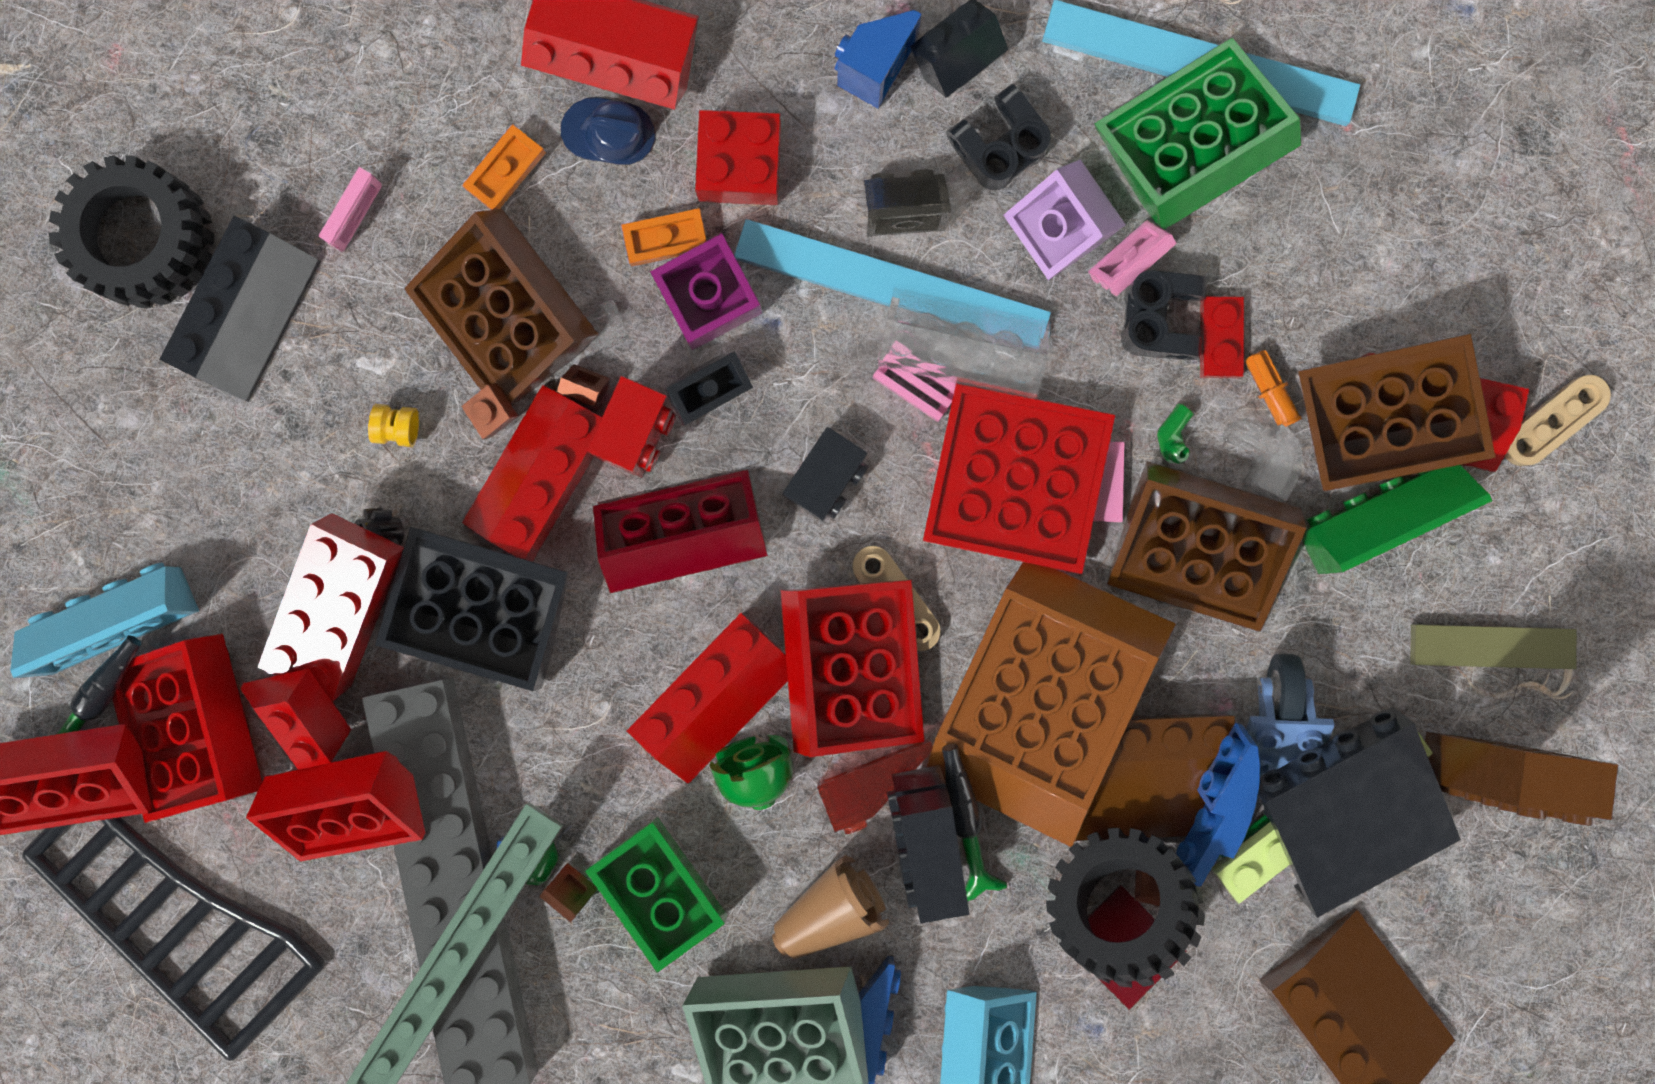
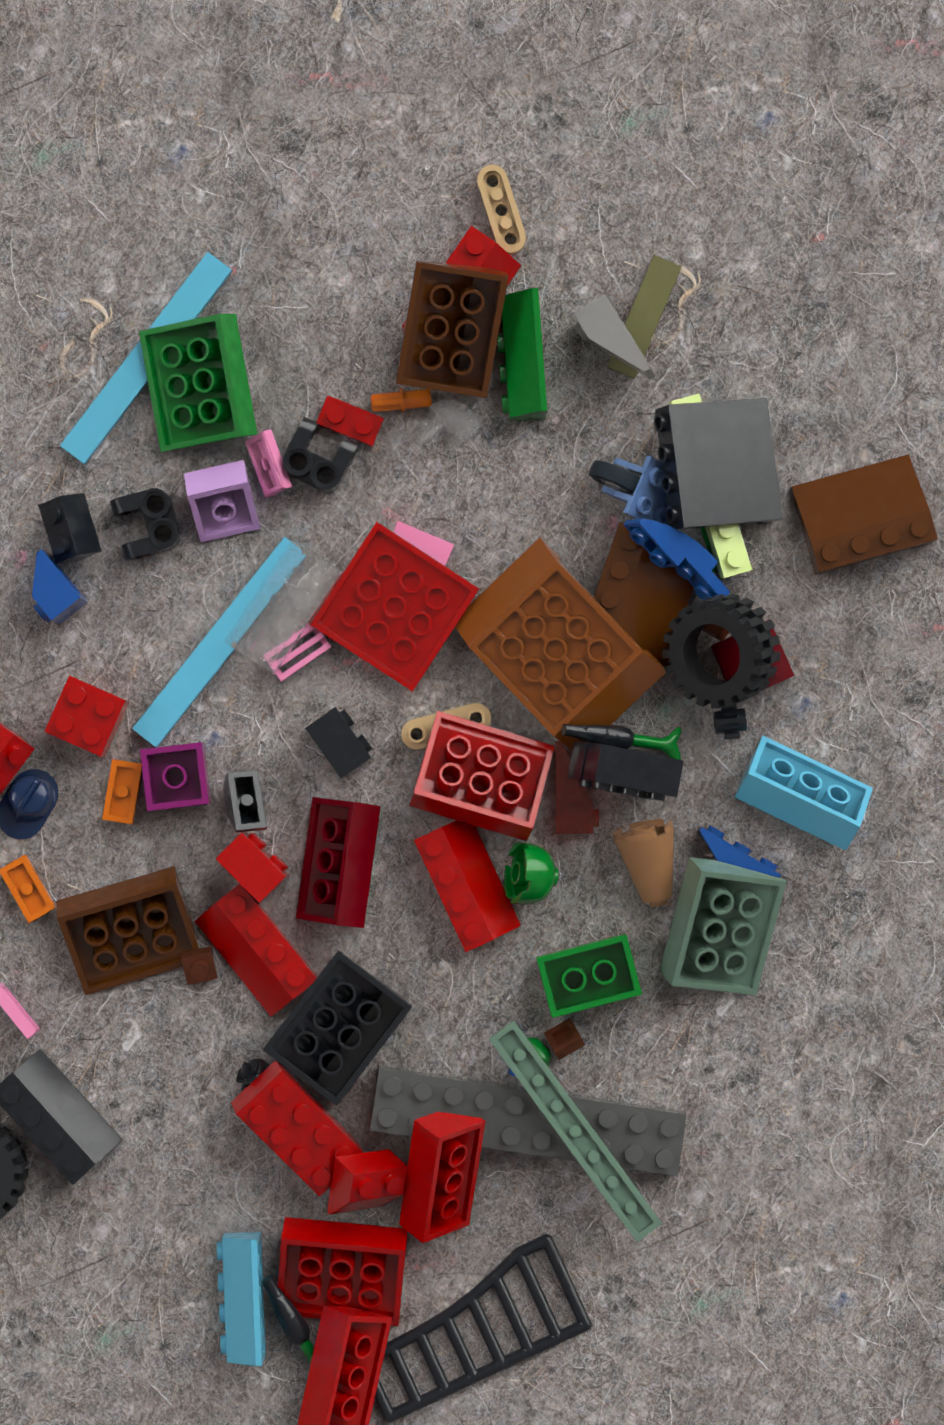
camera: 75 degrees left, 0 degrees up
(393, 425) = (182, 1038): yellow wheel -> none
(583, 385) = (207, 890): copper plate -> none
(906, 203) = (166, 610): clear smoke slope -> none
(1038, 947) = (730, 721): none -> black gear
(1170, 436) = (407, 486): green arm -> none
(1206, 546) = (494, 493): reddish brown slope -> none
(1458, 616) = (608, 332): none -> light grey slope
(1523, 778) = (727, 354): reddish brown brick -> none

